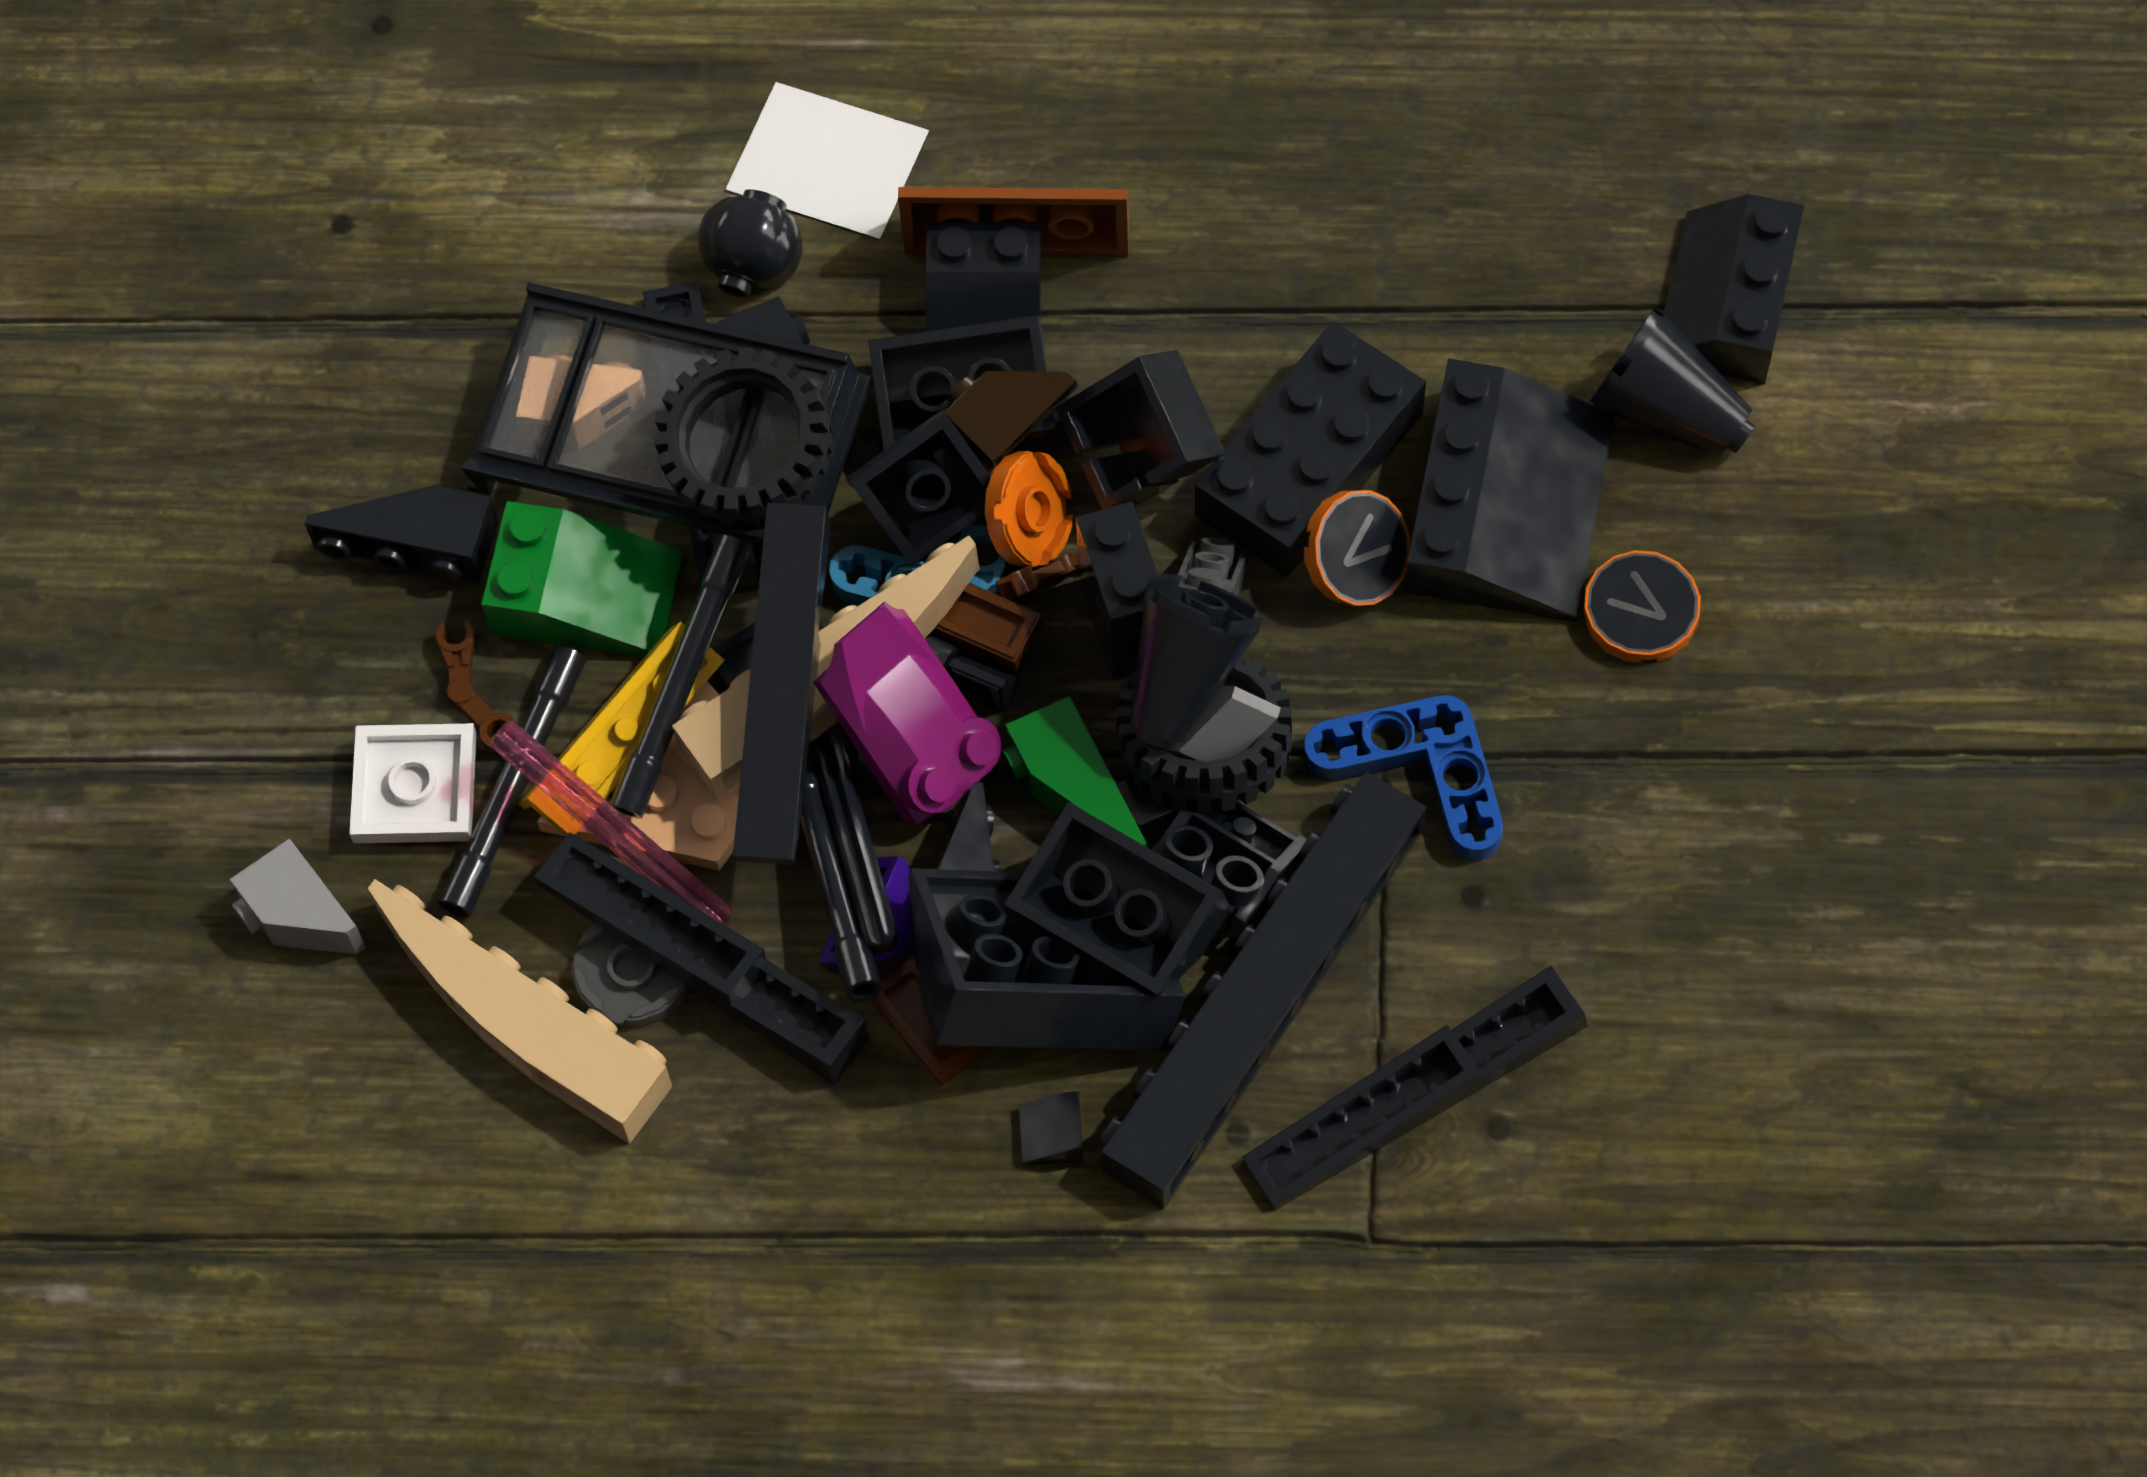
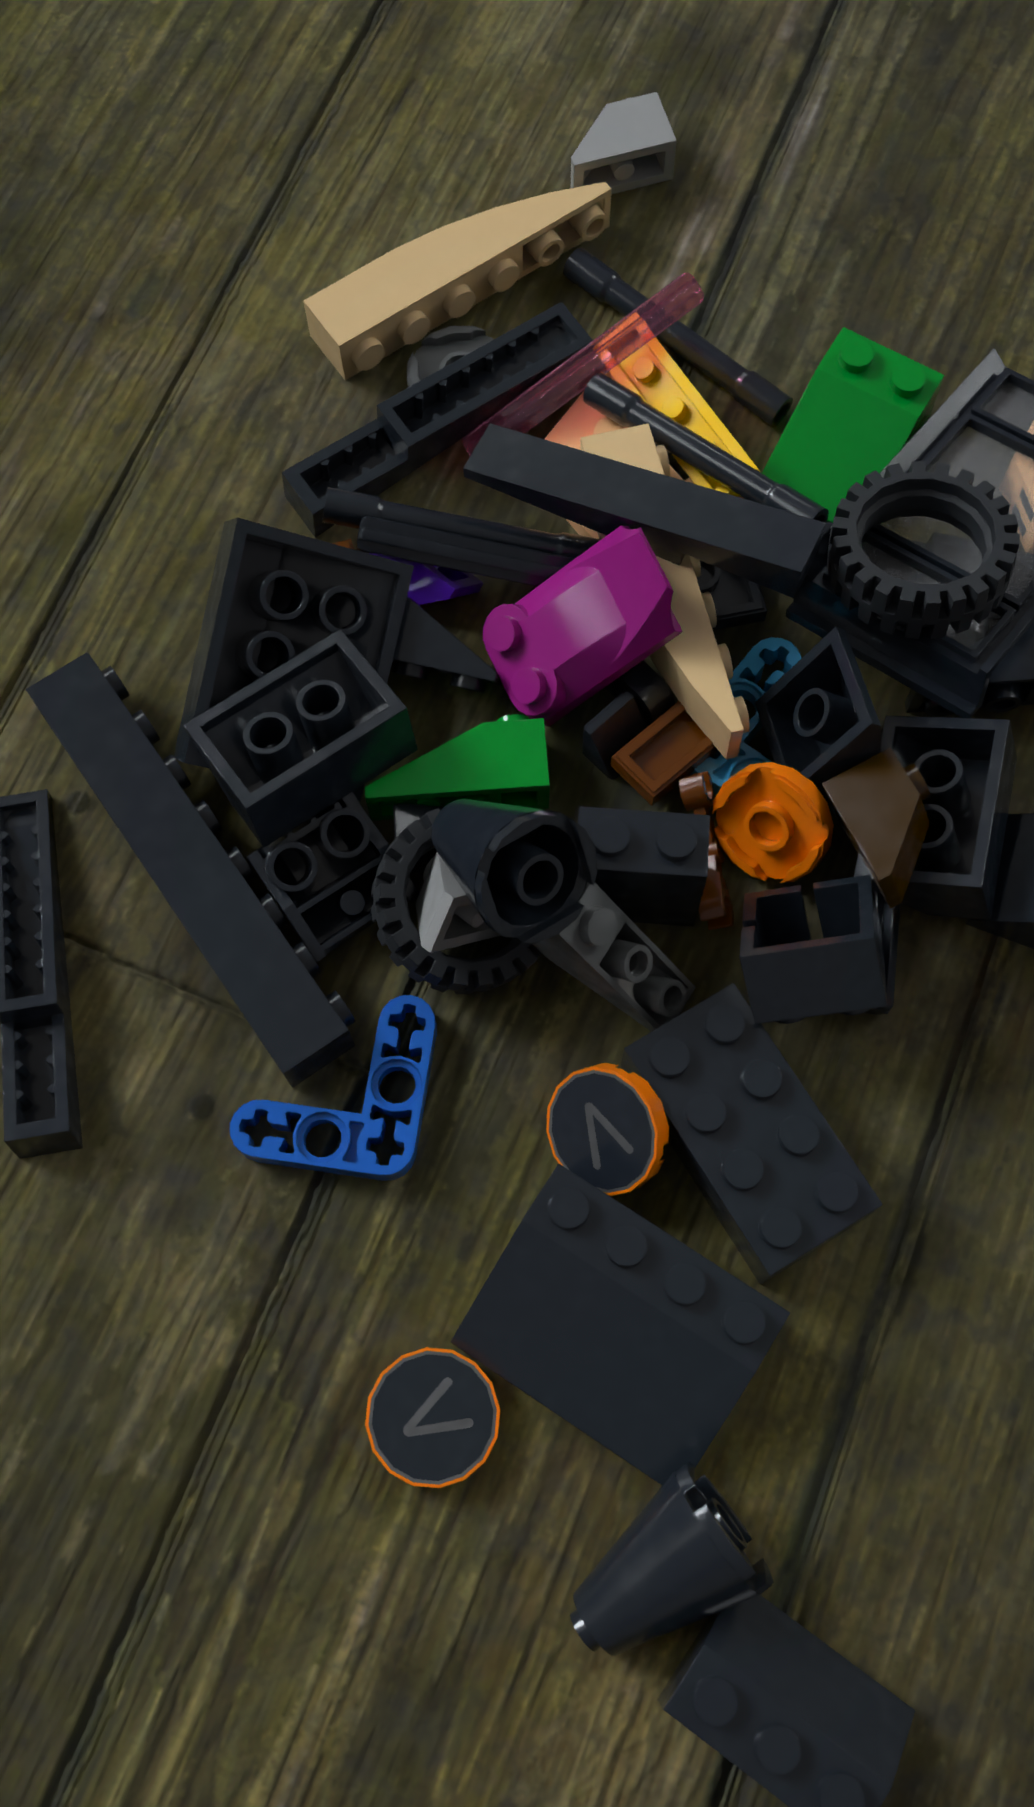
camera: 110 degrees right, 5 degrees up
(413, 783) = (713, 248): white plate -> none
(418, 529) = (951, 317): black slope -> none
(460, 690) = (779, 324): reddish brown piece -> none
(1051, 1130) = (150, 645): black slope -> none

